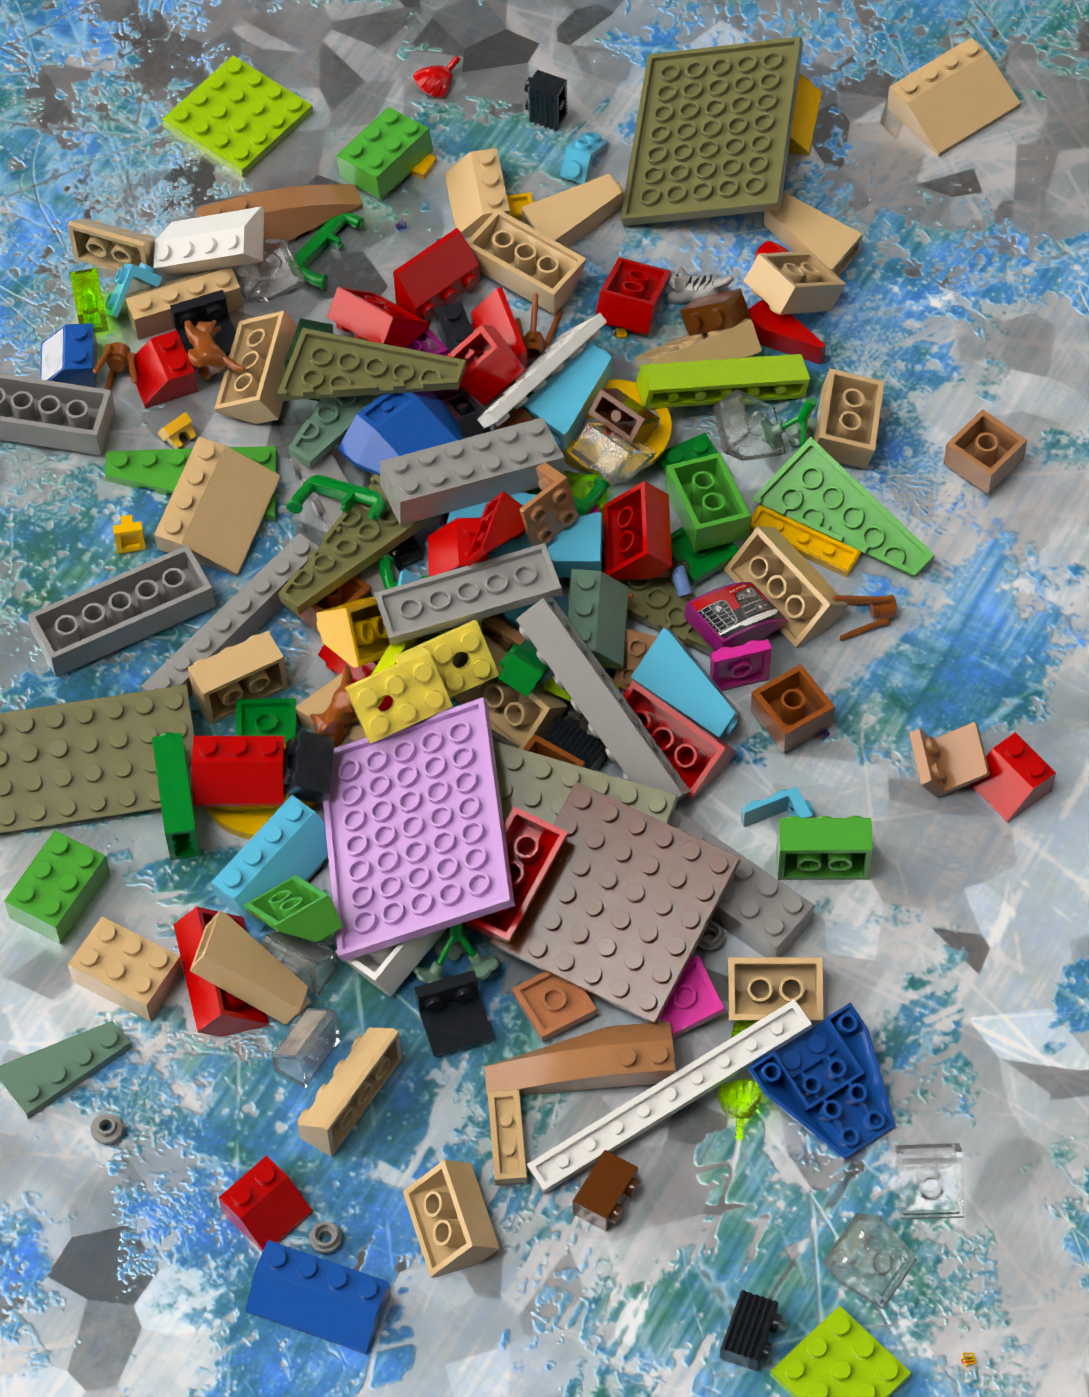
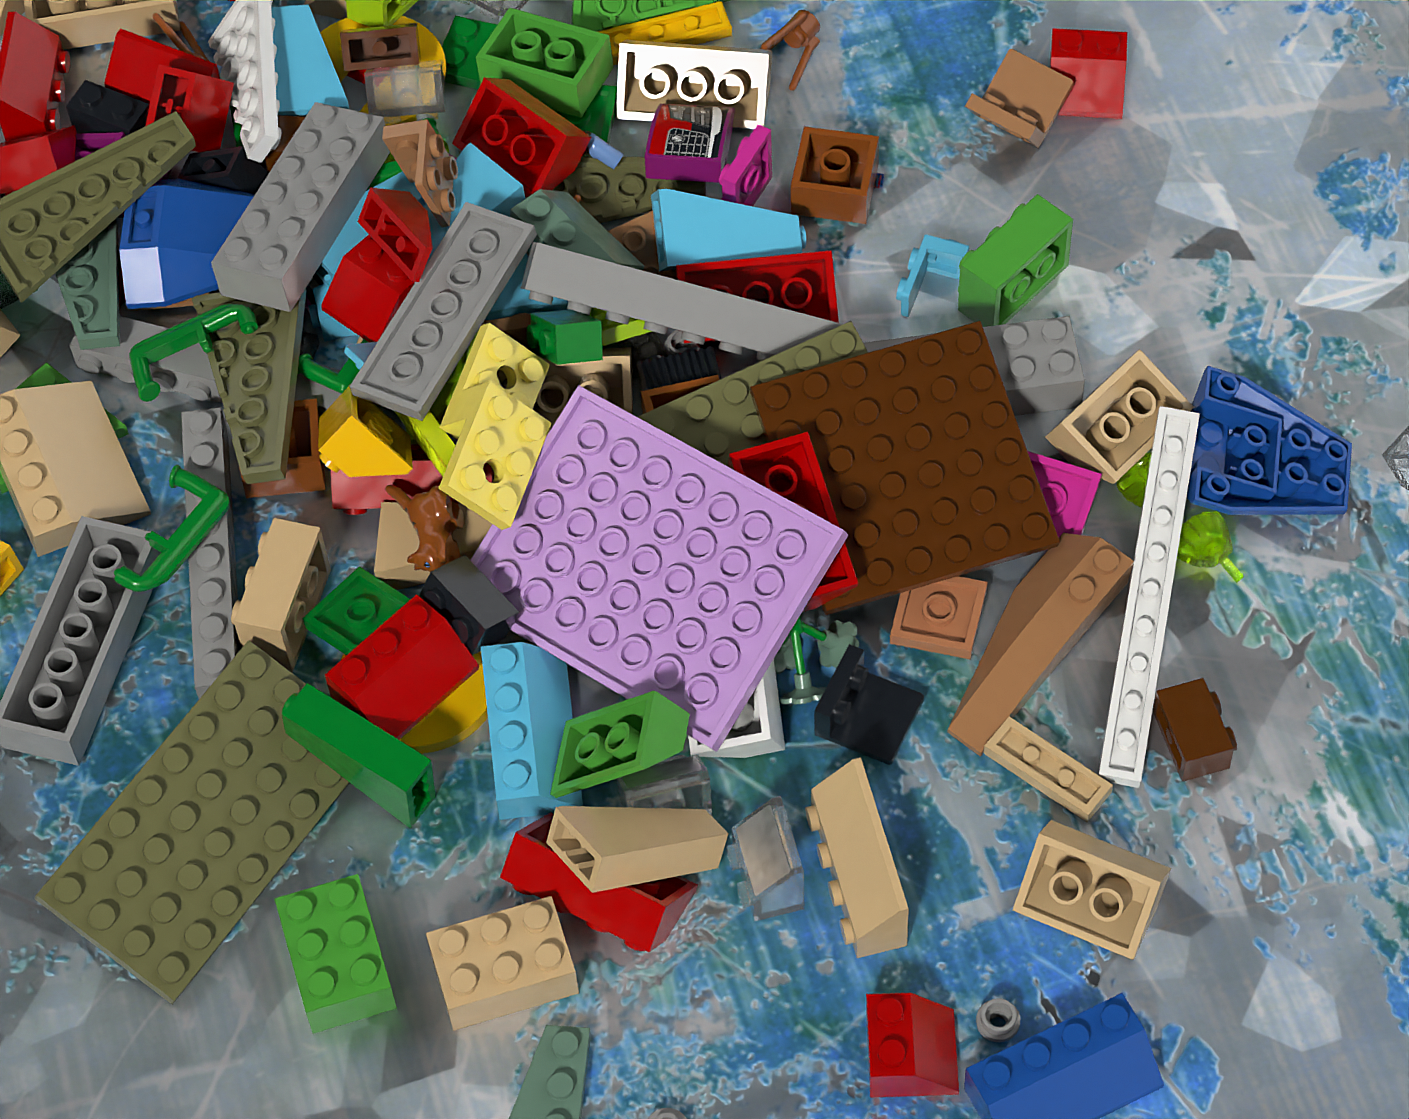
camera: 45 degrees left, 0 degrees up
(222, 601) = (184, 539): none -> green piece

